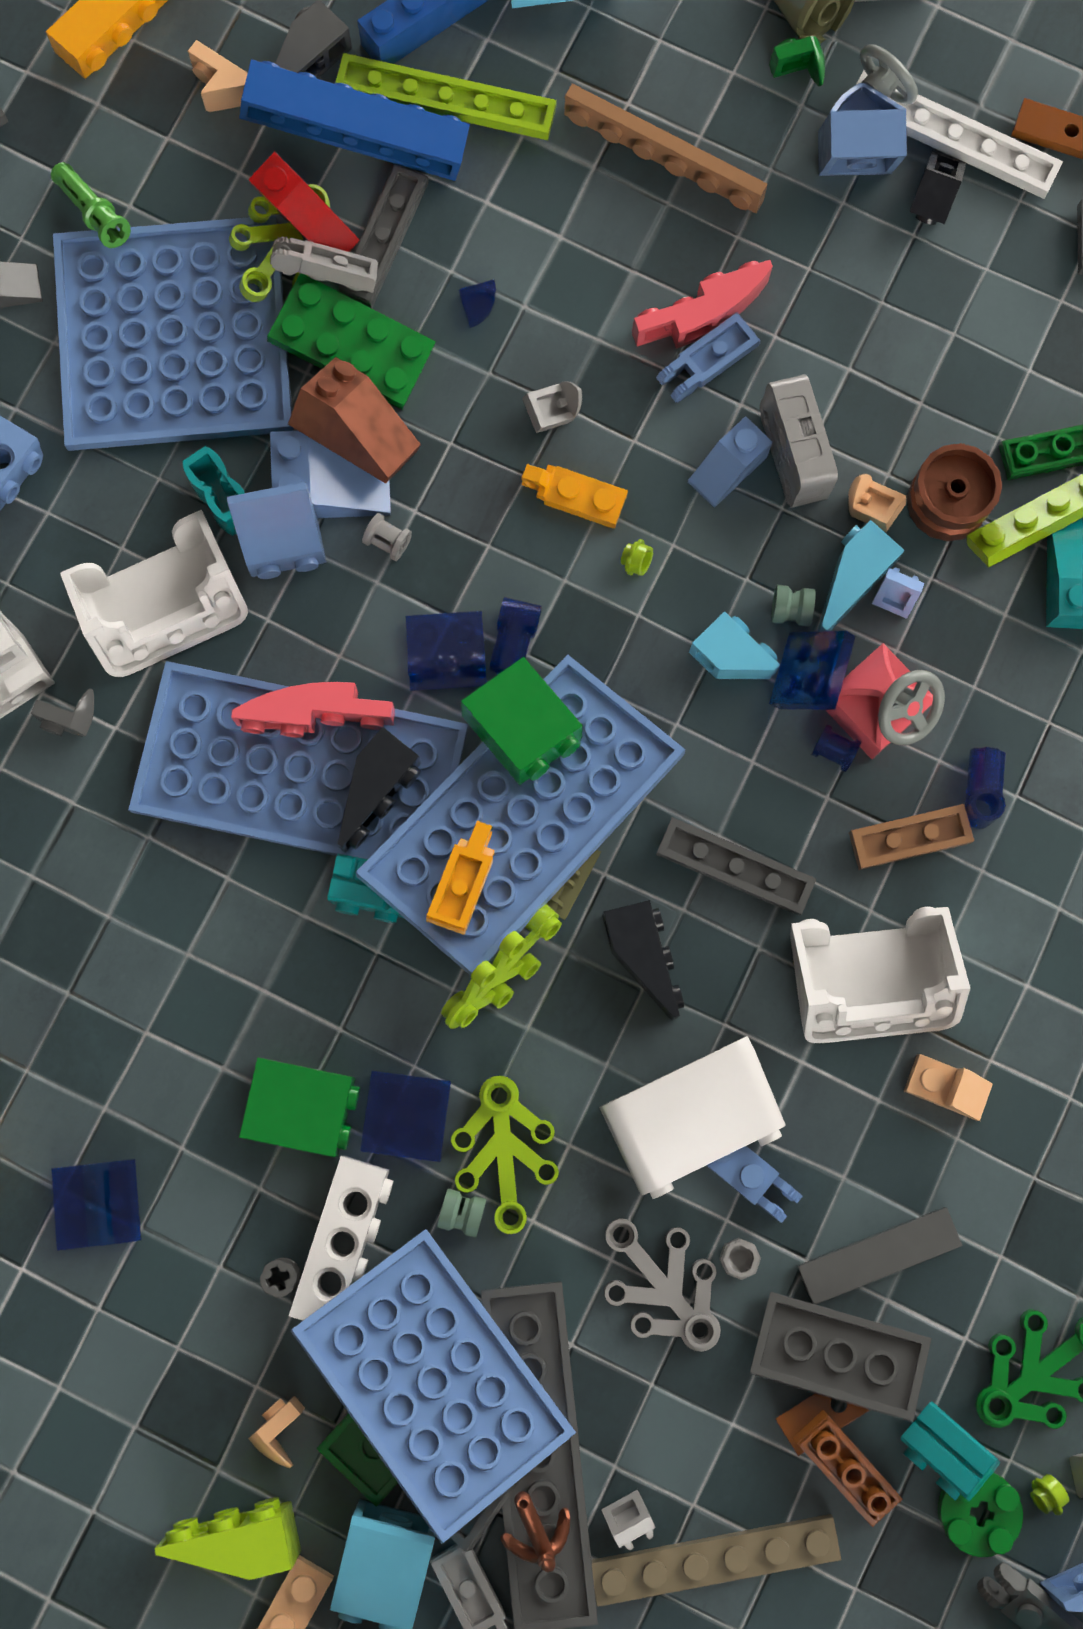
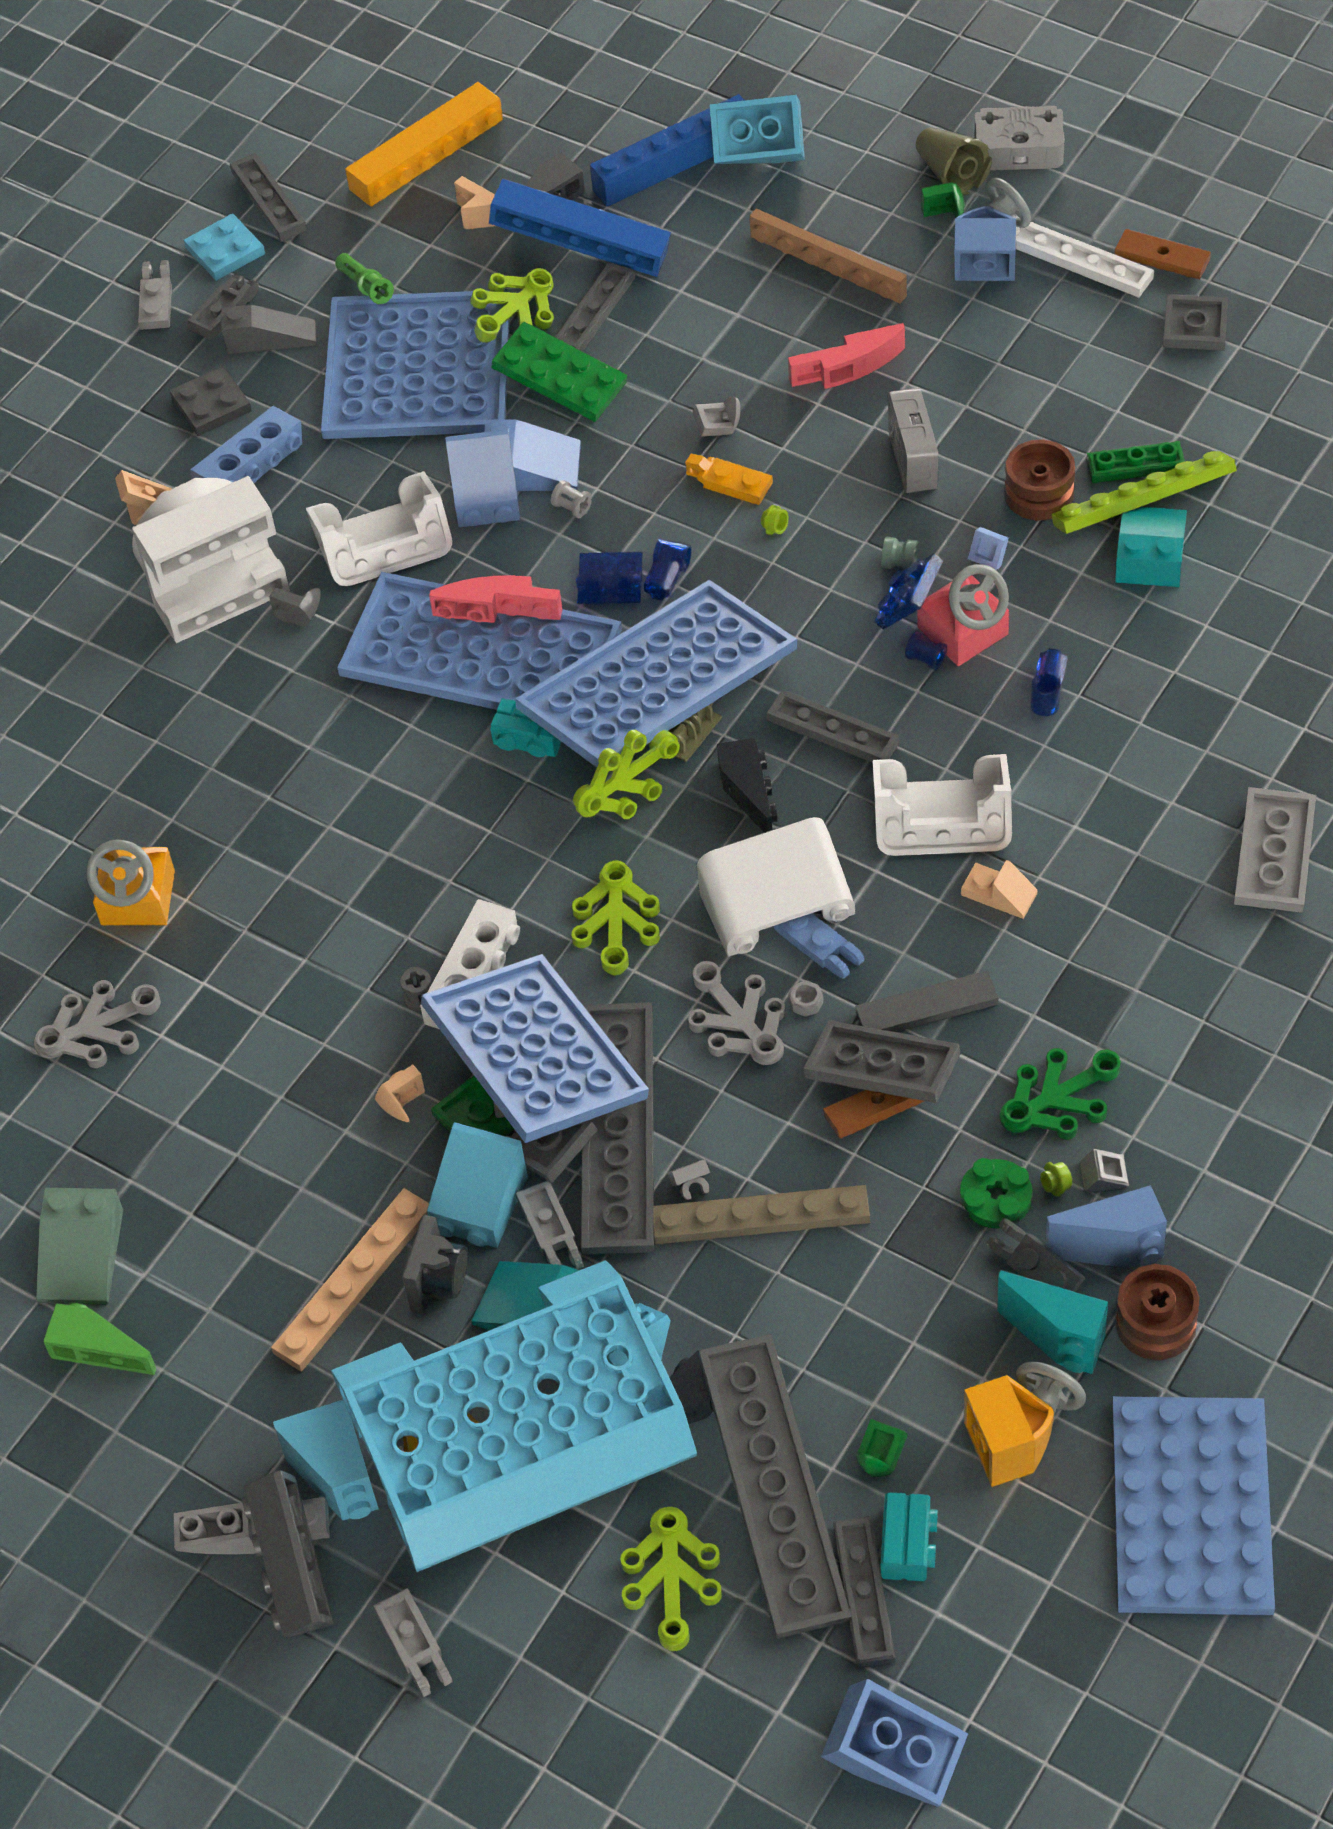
camera: 15 degrees right, 25 degrees down
(95, 1204) = (271, 937): clear blue slope -> none
(212, 485) = (433, 458): teal brick -> none
(237, 1543) = (354, 1158): lime slope -> none
(299, 1108) = (447, 873): green brick -> none
(301, 205) = (530, 279): red slope -> none
(324, 263) = (542, 315): light grey hinge -> none
(353, 420) = (552, 413): copper slope -> none
(377, 777) = (541, 647): black slope -> none
(406, 1116) = (537, 885): clear blue plate -> none
(452, 96) = (682, 224): lime plate -> none
(461, 1213) = (574, 952): sand green wheel -> none
(462, 881) = (600, 700): light orange hinge -> none
(478, 301) = (665, 352): clear blue tile -> none
(522, 721) = (663, 609): green brick -> none
(543, 1550) = (608, 1165): copper piece -> none
(710, 356) = (848, 391): medium blue hinge -> none
(730, 461) = (859, 457): medium blue slope -> none
(732, 653) = (844, 583): medium azure slope -> none
(837, 1455) = (893, 1162): dark orange tile -> none
(859, 567) = (956, 530): medium azure slope -> none
(874, 502) = (973, 488): light nougat plate -> none
(911, 836) = (983, 713): medium nougat plate -> none
(937, 188) = (1048, 286): black slope -> none
(950, 1451) = (968, 1133): teal brick -> none

